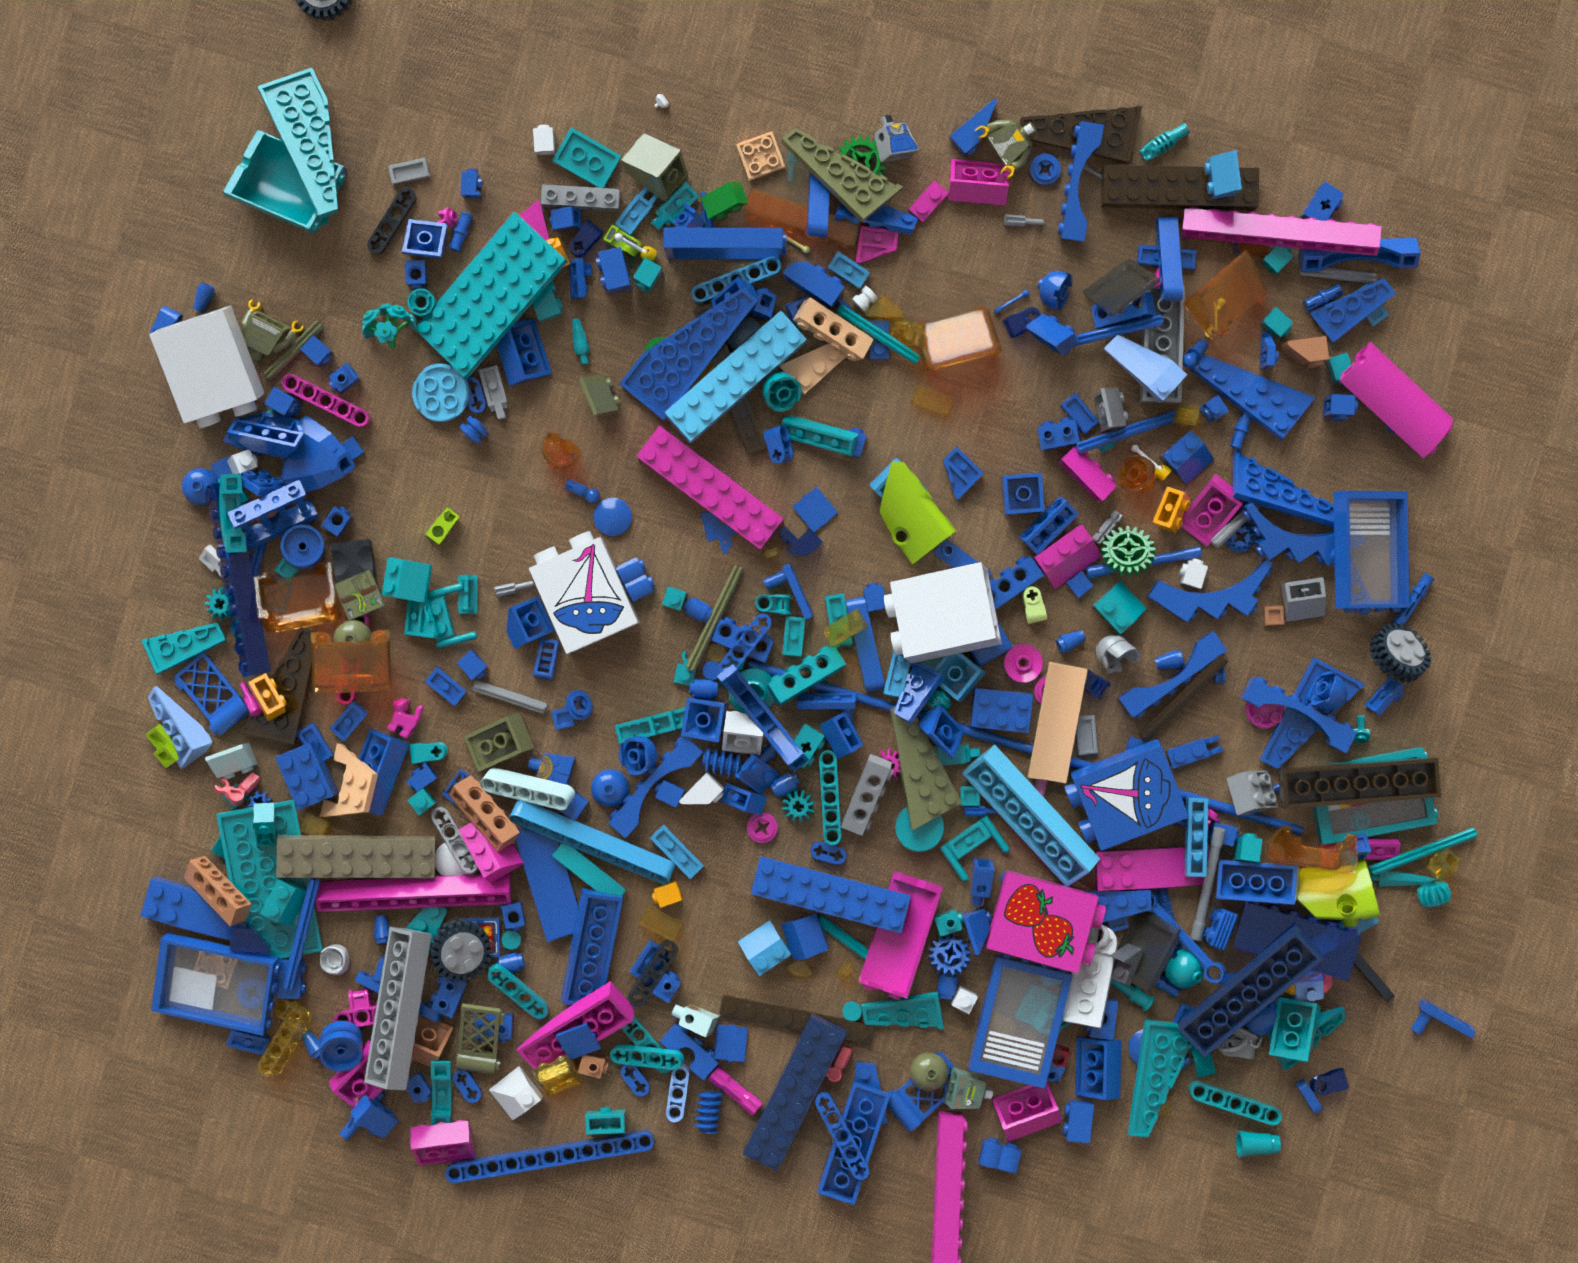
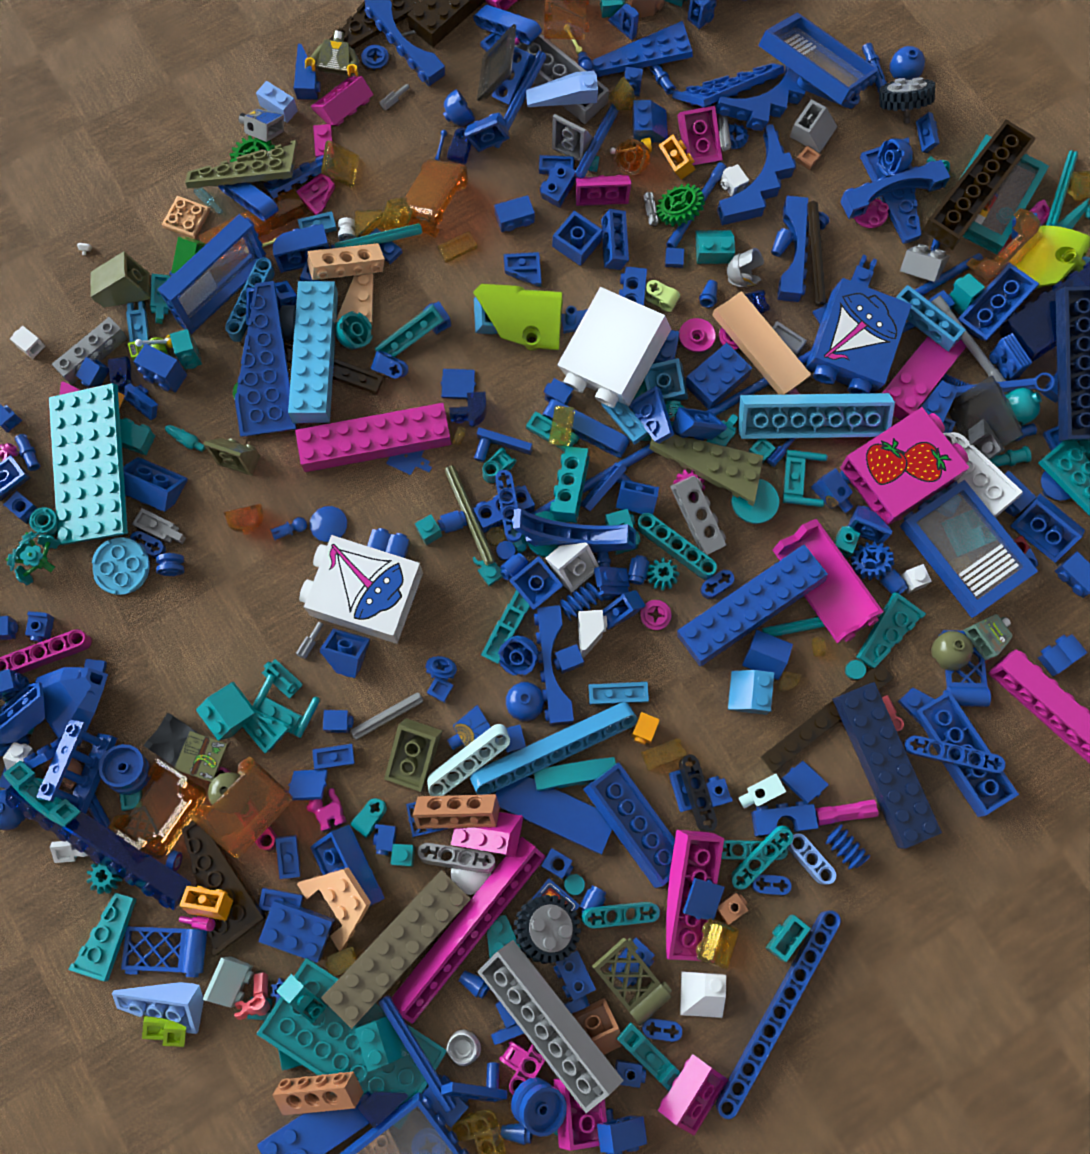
camera: 50 degrees left, 15 degrees down
(275, 642) = (174, 860): none -> blue tile
(321, 1005) = (490, 1093): none -> blue piece
(331, 526) = (139, 732): blue brick -> none
(410, 687) = (308, 784): none -> blue piece
(442, 526) = (215, 652): lime leg -> none
(542, 675) = (391, 674): blue slope -> none
(586, 158) = (67, 325): teal plate -> none
(793, 636) = (534, 472): teal plate -> none
(917, 239) = (339, 163): none -> clear yellow tile
(927, 130) = (276, 101): none -> light blue brick
(1001, 422) = (514, 213): none -> blue brick
(1026, 1111) = (1041, 605): dark pink slope -> none
(1067, 556) = (648, 245): dark pink slope -> none
(1441, 625) = (907, 63): none -> blue cylinder

